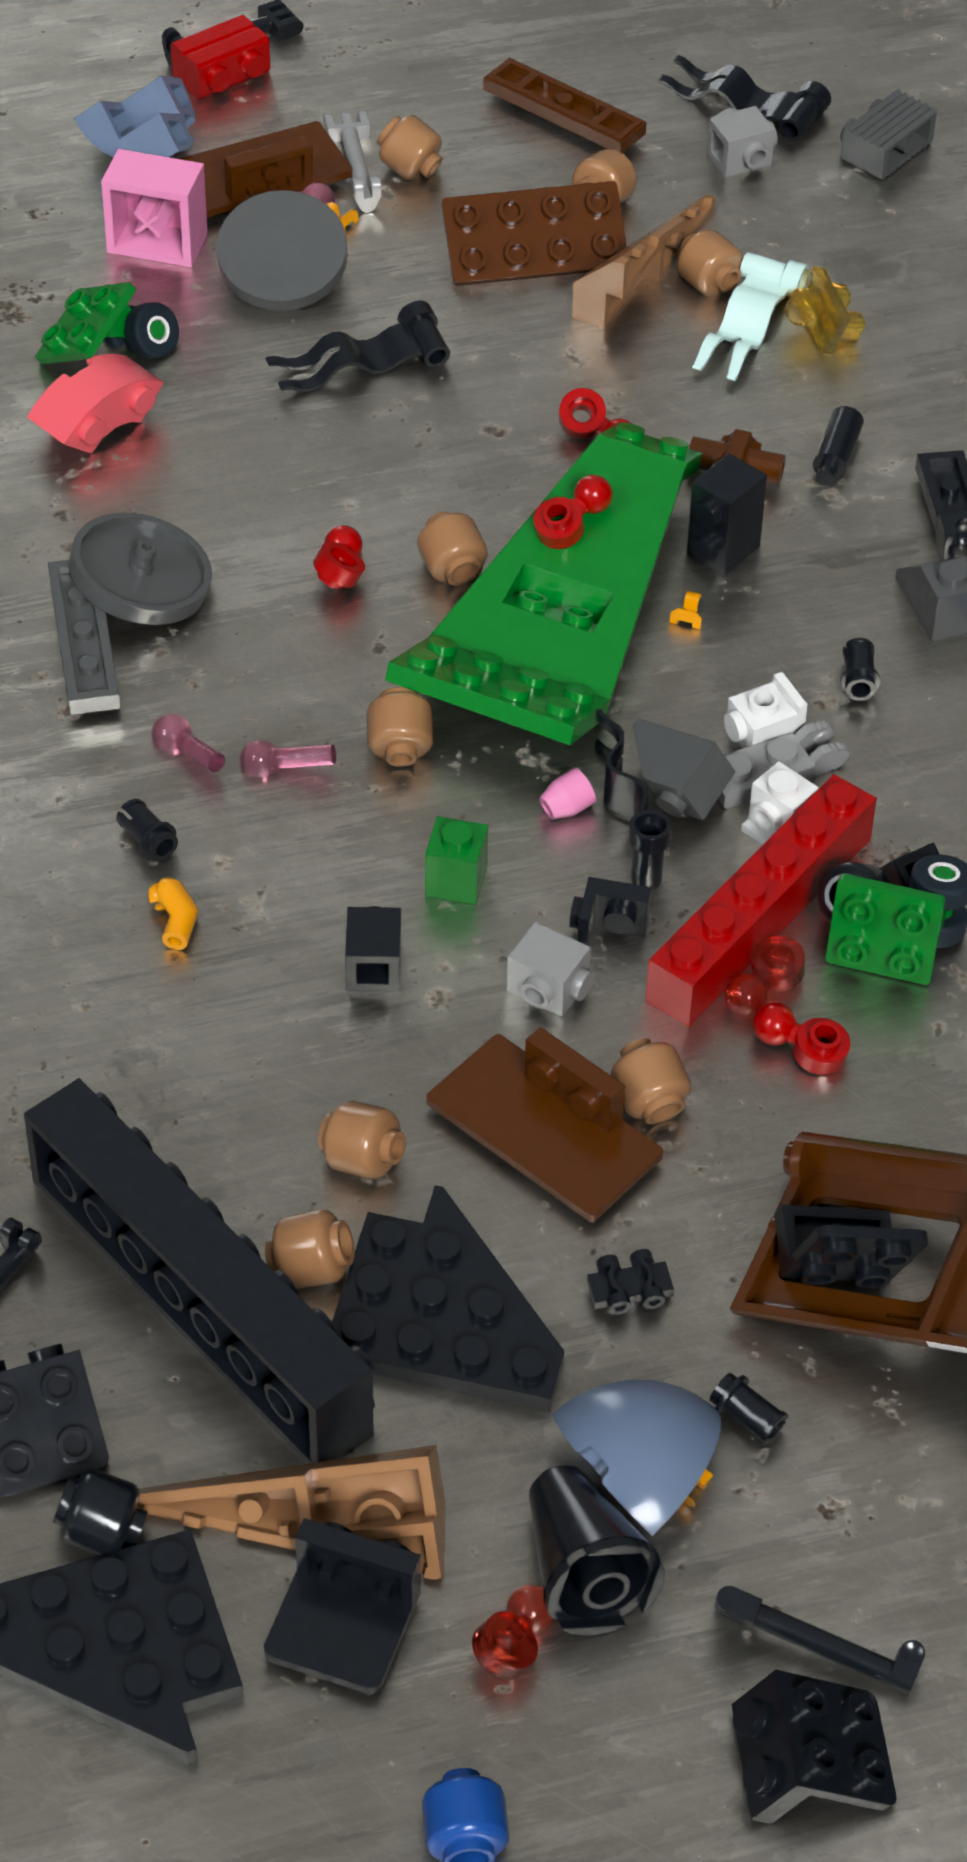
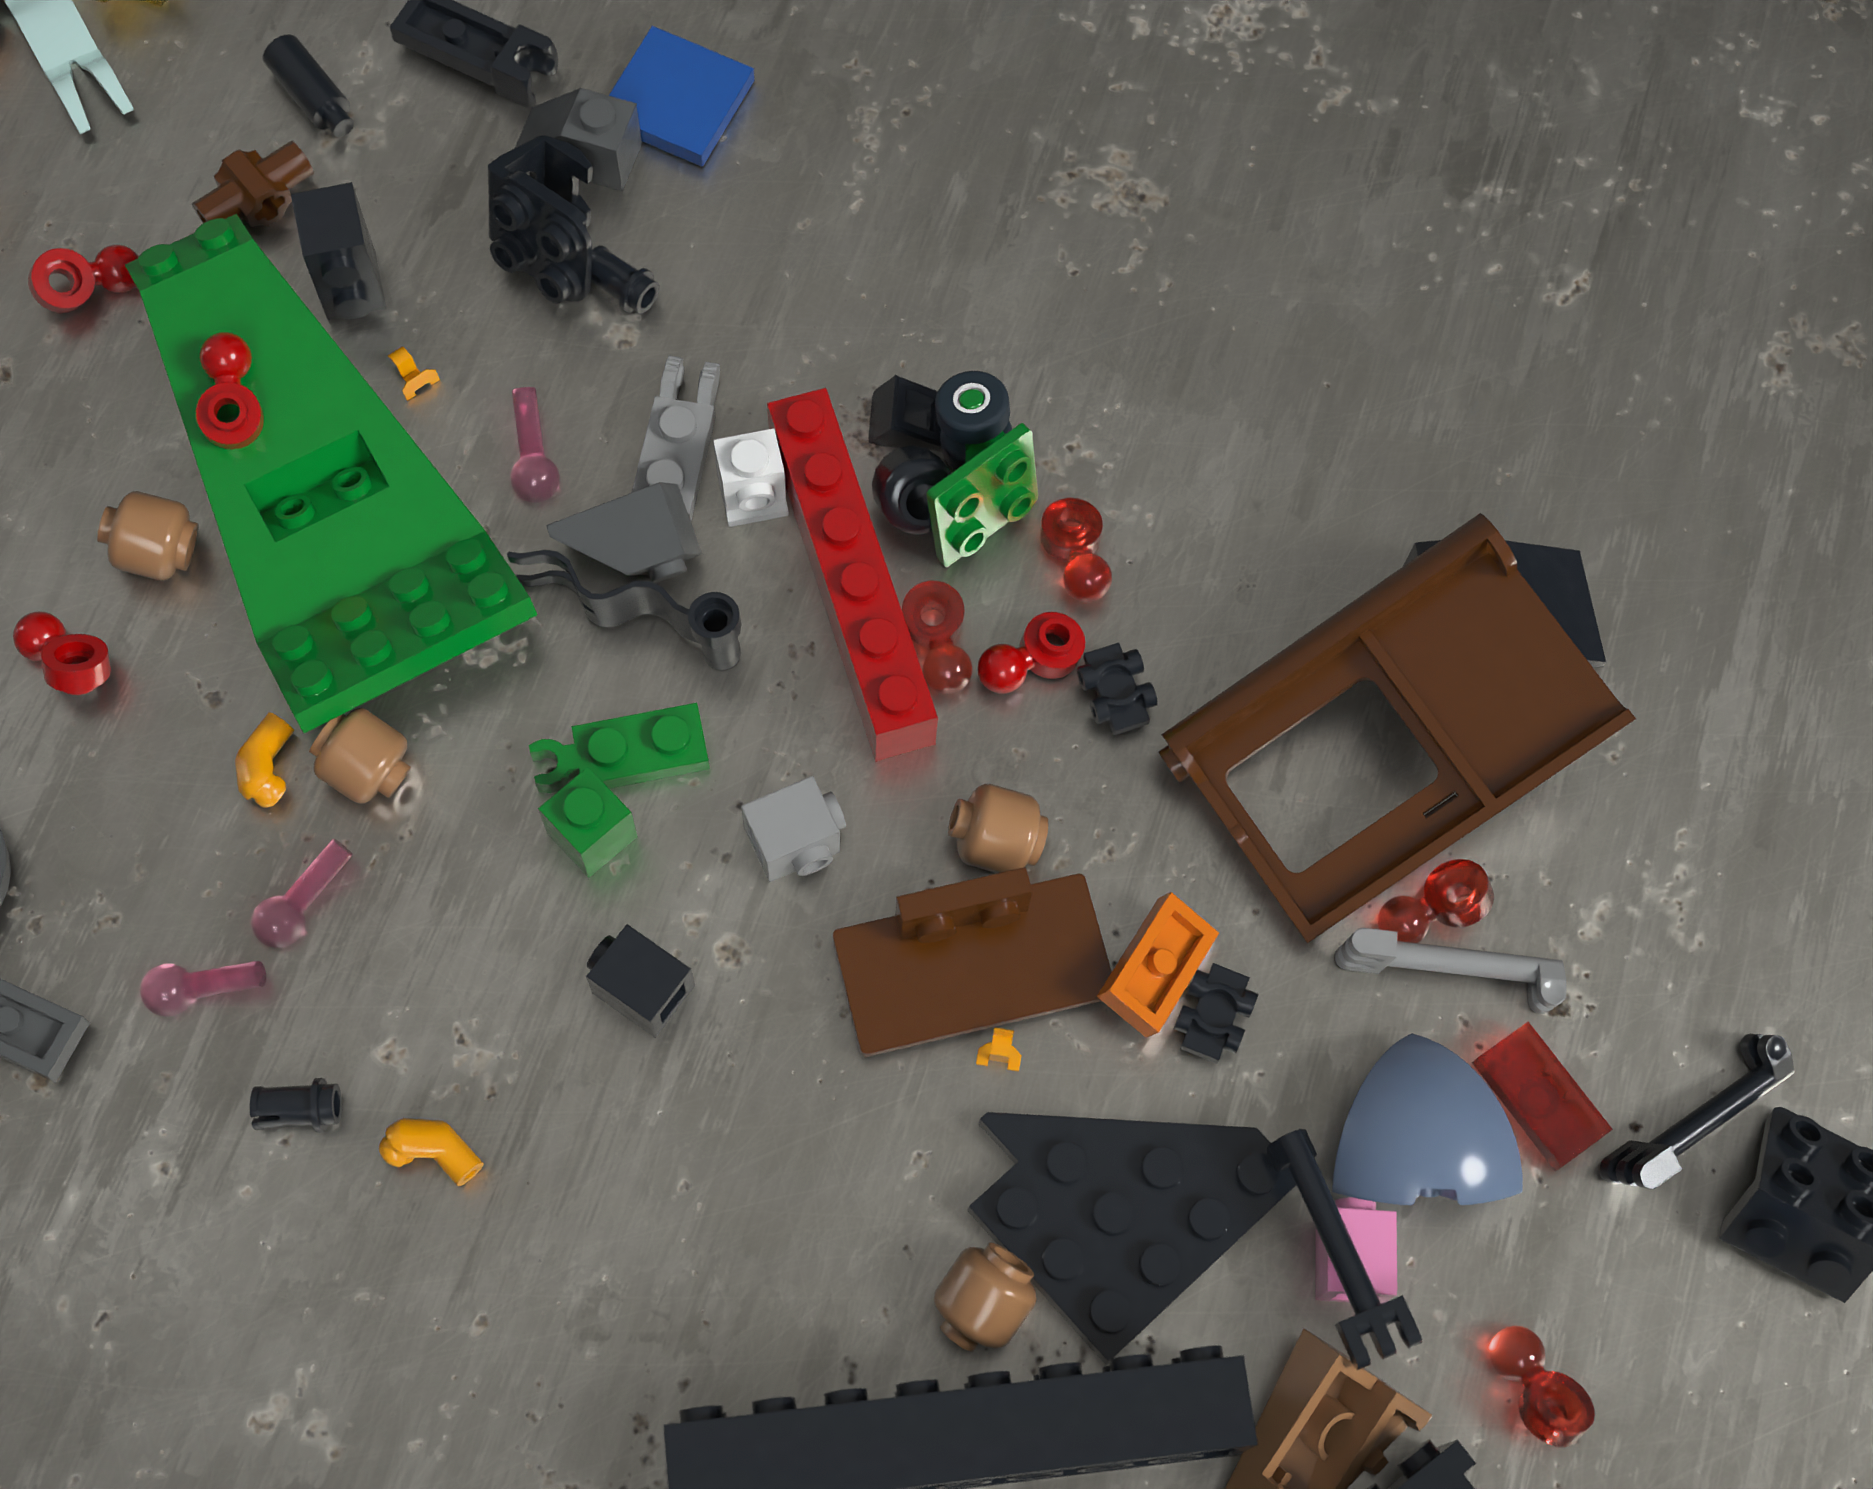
camera: 60 degrees left, 20 degrees up
(356, 683) = (255, 761): none -> light orange arm
(361, 1139) = (881, 1155): medium nougat head -> none
(475, 1461) = (1370, 1317): none -> black hinge
(493, 1177) = (1000, 1050): none -> light orange piece
(515, 1453) = (1376, 1243): none -> bright pink brick
(533, 864) = (627, 749): none -> green plate
(567, 795) = (573, 656): bright pink hose -> none
(589, 1555) = (1502, 1263): black cone -> none
(611, 907) = (759, 712): black bracket -> none
(633, 1222) = (1158, 965): none -> orange plate
(679, 709) = (534, 475): none -> clear pink bar
(741, 1521) = (1542, 1096): none -> clear red plate
(748, 1407) = (1432, 1001): black pin -> none
(757, 1354) = (1375, 949): none -> light grey hinge
(765, 712) = (618, 403): white brick -> none
(822, 1100) = (1117, 695): none -> black piece
(836, 600) = (541, 218): none -> black piece
(843, 1245) = (1320, 799): black bracket -> none
(847, 1383) = (1441, 890): none -> clear red plate
(916, 1012) = (1086, 574): none -> clear red plate

